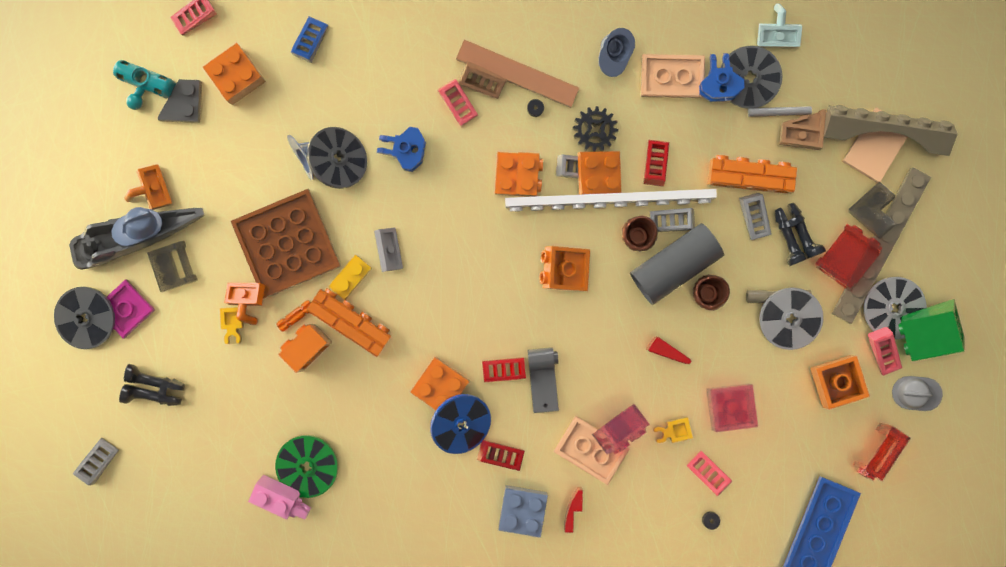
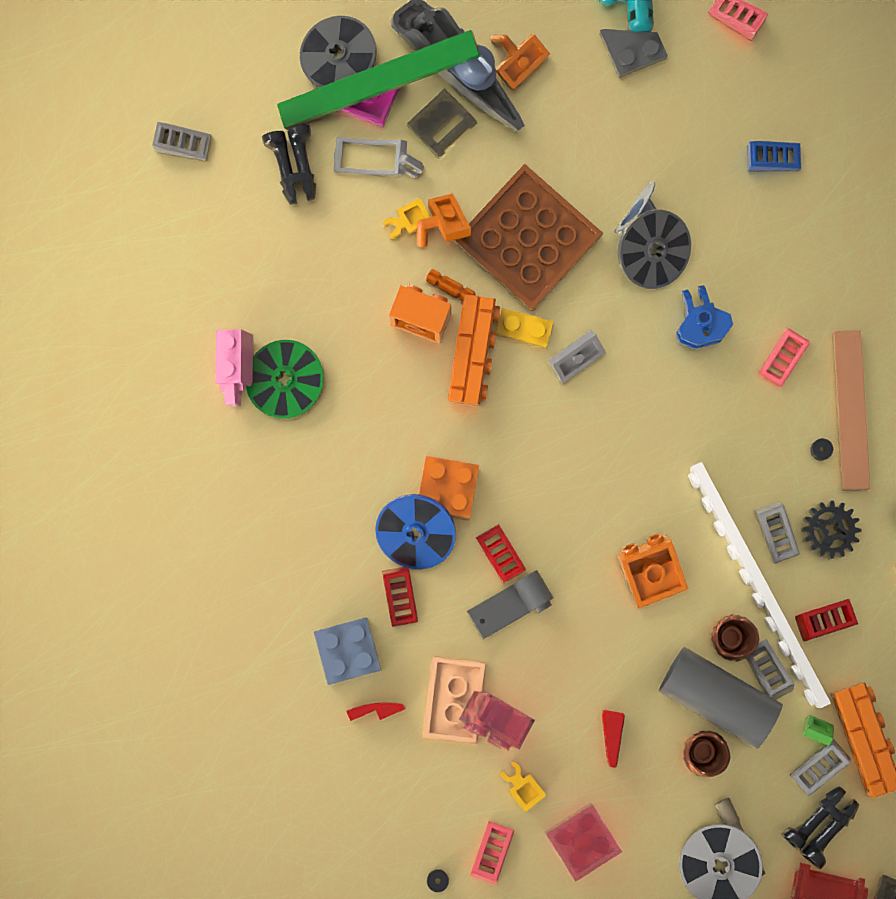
camera: 65 degrees right, 5 degrees down
(118, 298) = (379, 79): none -> green tile
(184, 308) = (400, 159): none -> light grey sword
(234, 74) = (693, 90): orange brick -> none
(477, 70) = (833, 366): medium nougat slope -> none
(518, 174) = (735, 465): orange plate -> none
(599, 172) = (783, 557): orange plate -> none
(730, 205) = (818, 730): none -> bright green tile

